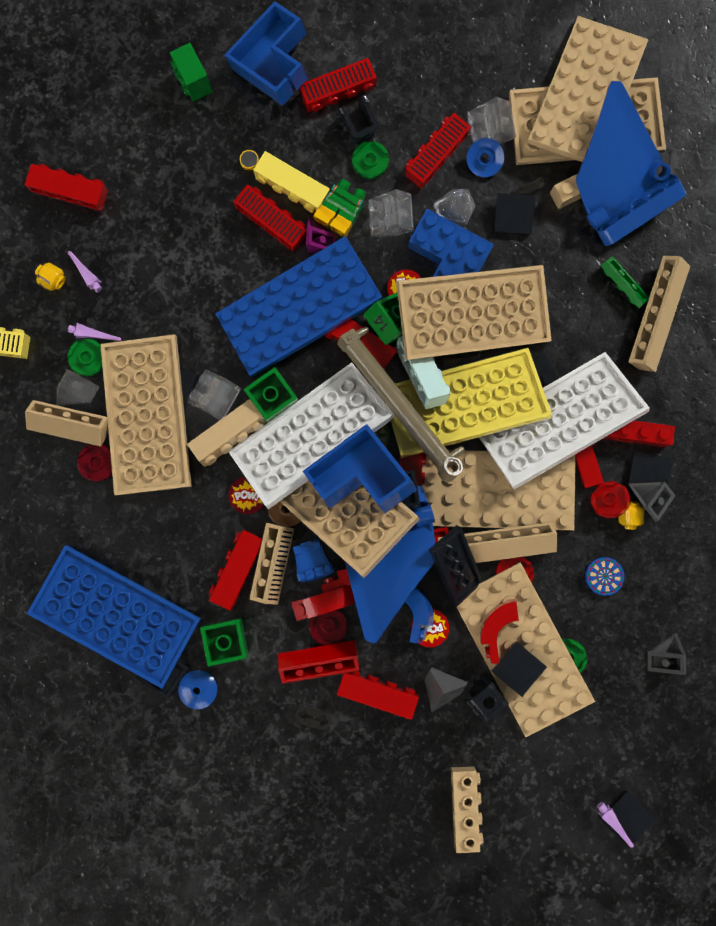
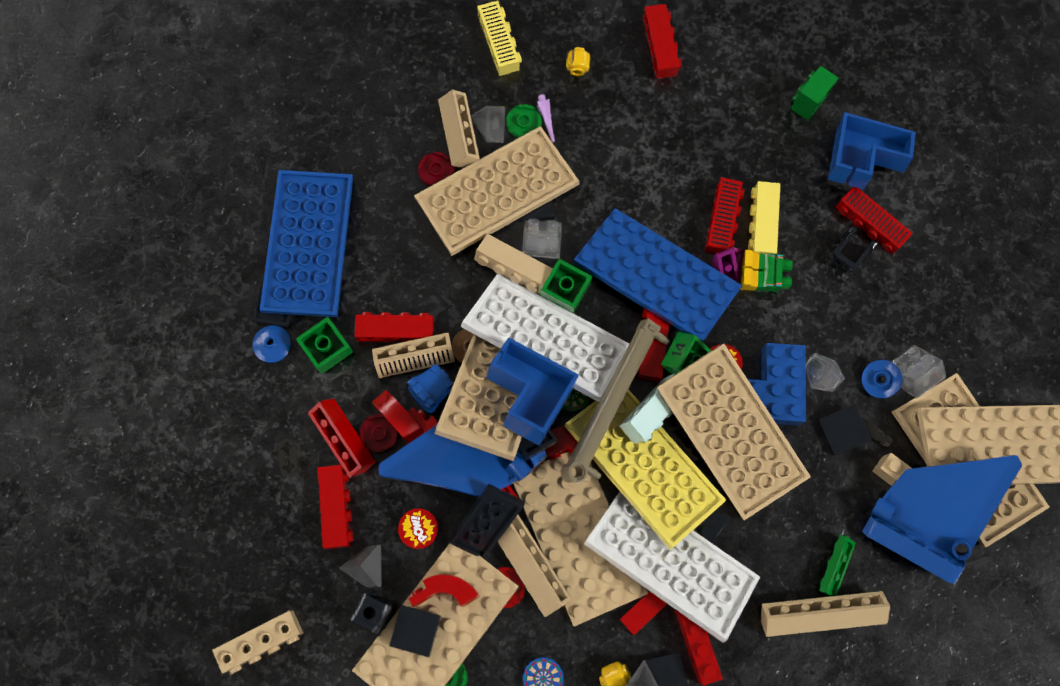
camera: 65 degrees right, 10 degrees down
(89, 278) = (593, 92): lavender piece -> none
(244, 497) = (461, 304): tile -> none
(249, 160) = (765, 175): tile -> none
(370, 160) = (823, 279): green tile -> none
(391, 214) = (783, 318): clear slope -> none
(422, 614) = (428, 512): blue arch -> none
(437, 150) = (864, 333): red brick -> none
(610, 499) = (620, 648): red tile -> none

